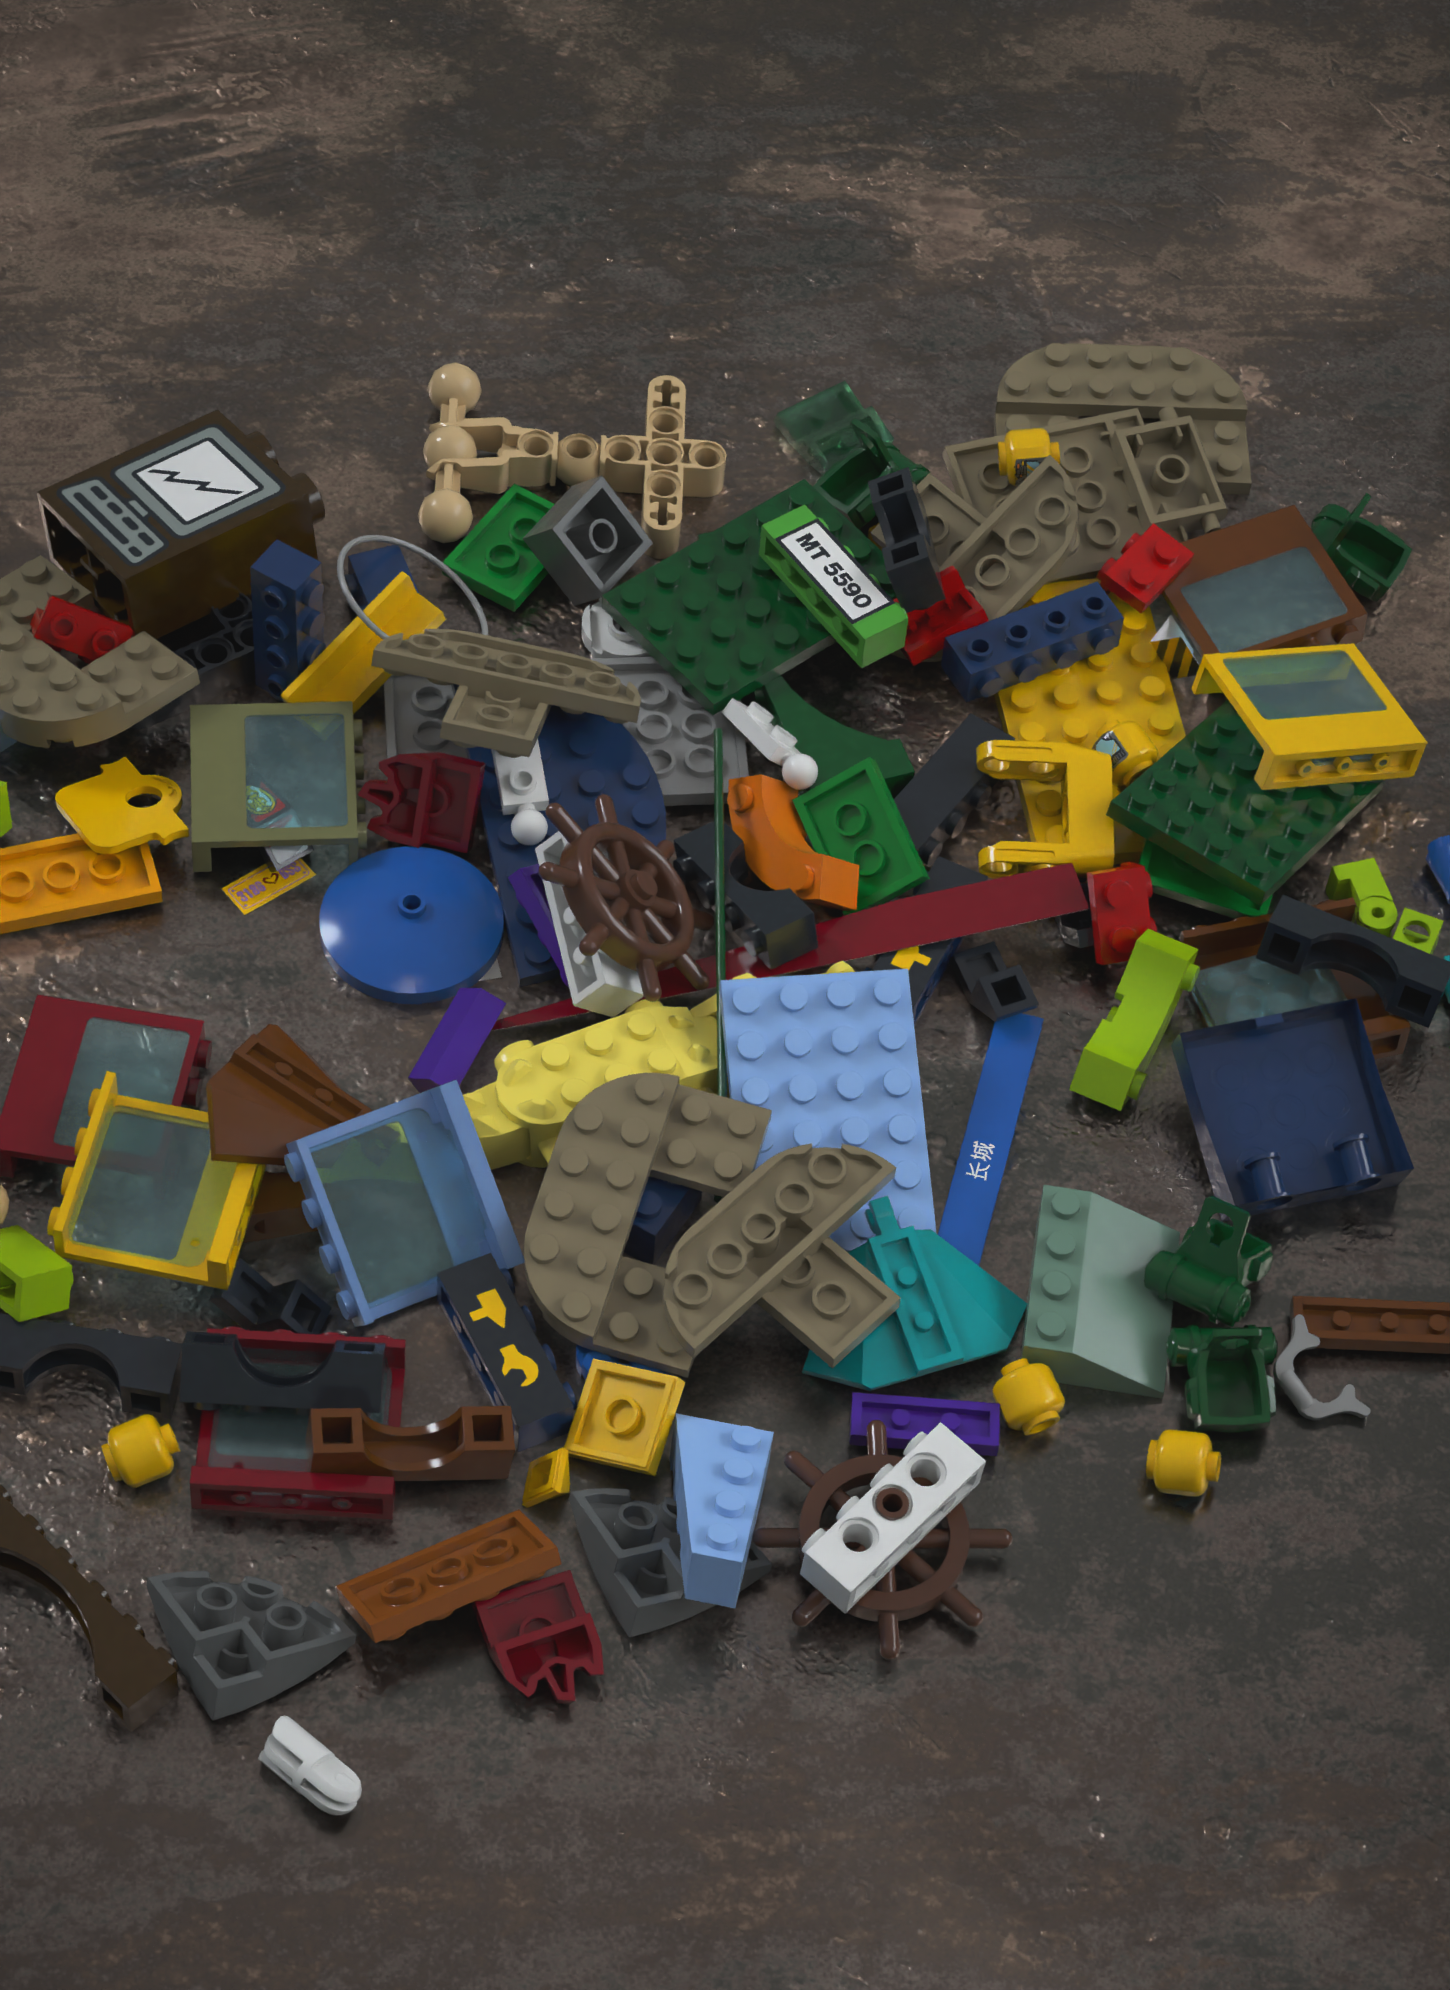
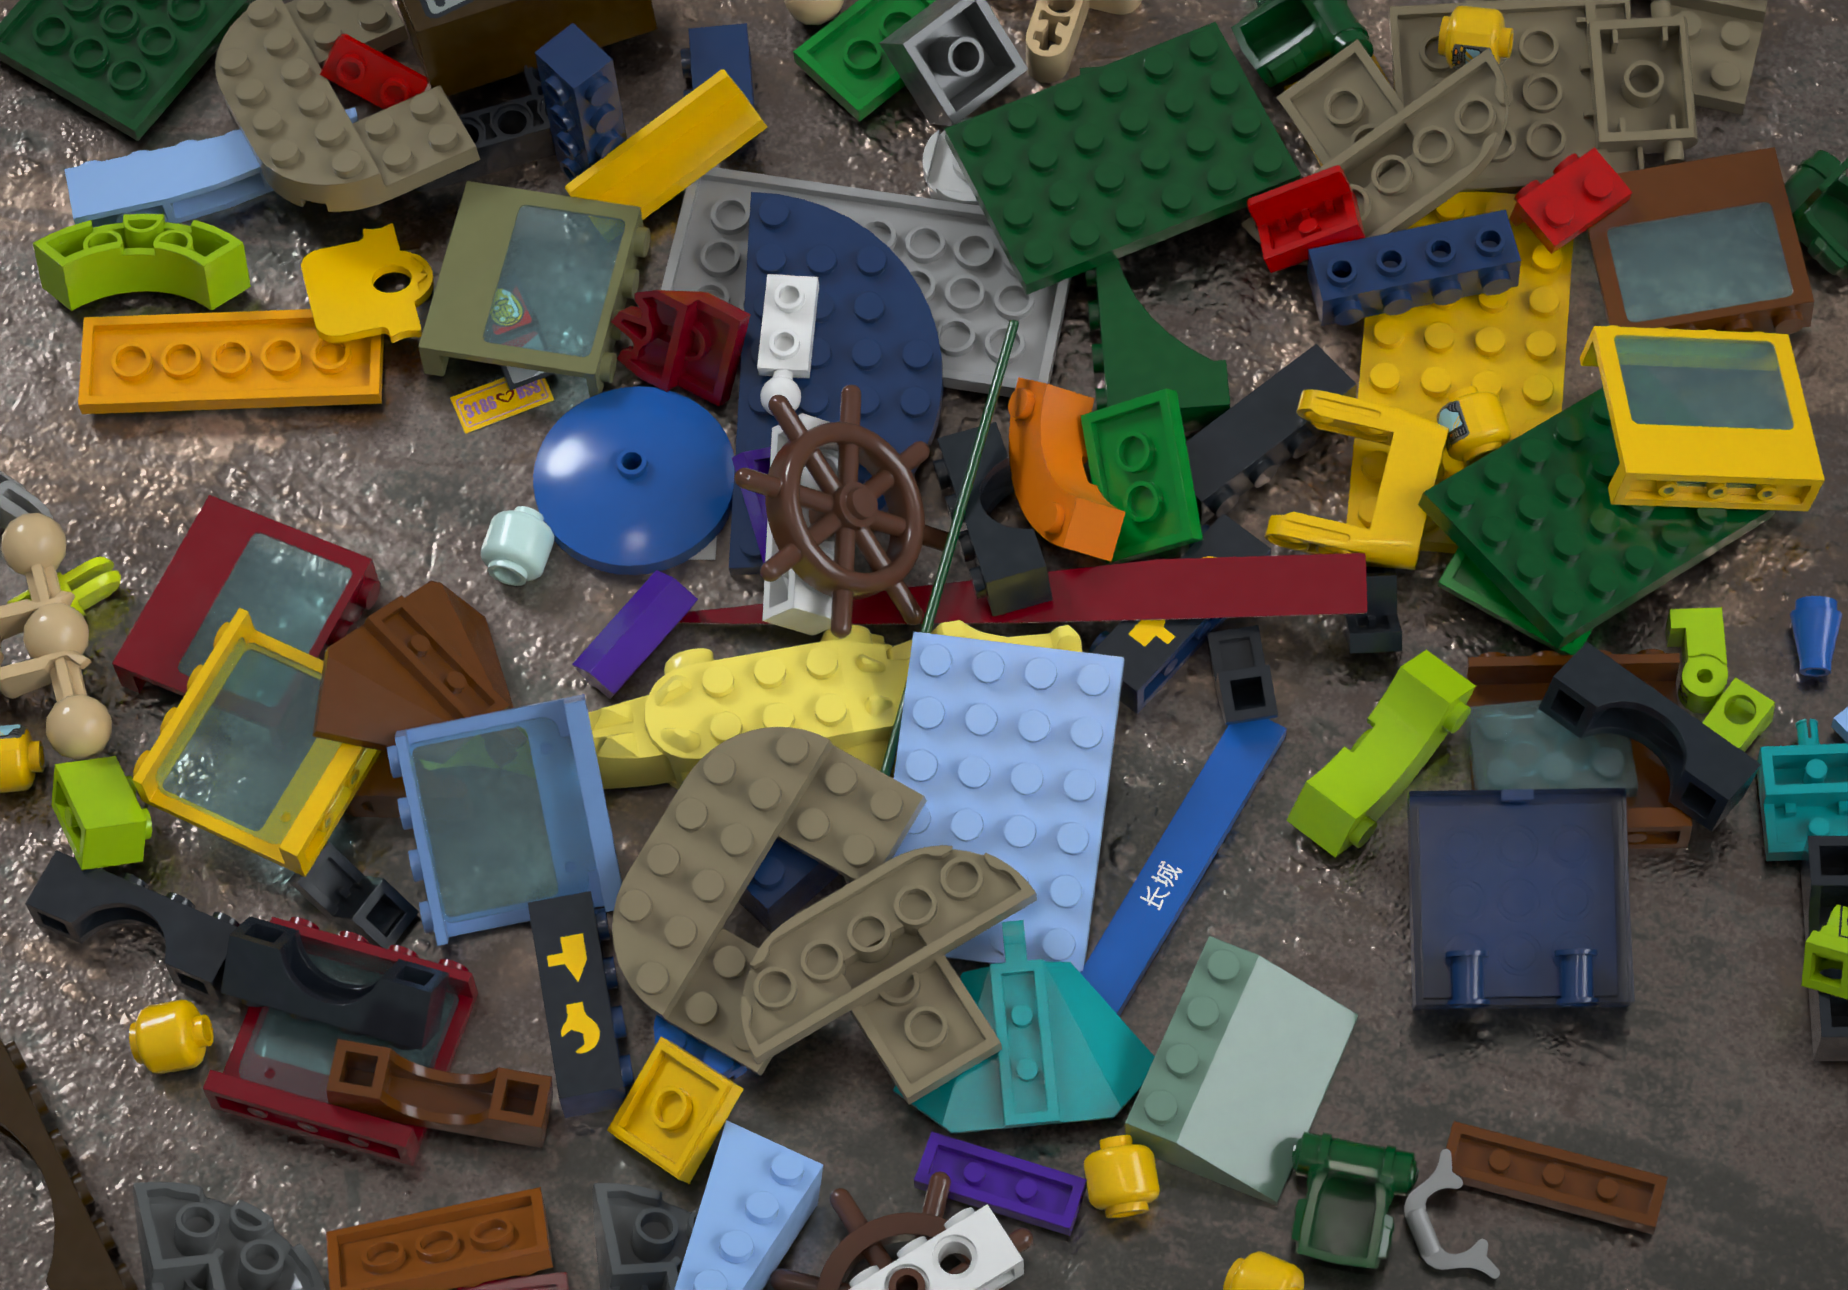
camera: 25 degrees right, 10 degrees up
(326, 993) = (517, 546): none -> light aqua head
(381, 538) = (694, 152): light grey piece -> none
(506, 686) = (792, 229): dark tan plate -> none
(547, 1478) = (581, 1158): yellow slope -> none
(773, 742) = (1077, 342): white plate -> none
(833, 585) = (1196, 167): brick -> none
(910, 548) = (1304, 94): black arch -> none
(1119, 910) = (1402, 619): red bracket -> none
(1175, 650) = (1581, 298): sticker -> none
(1212, 1265) = (1370, 1071): dark green piece -> none

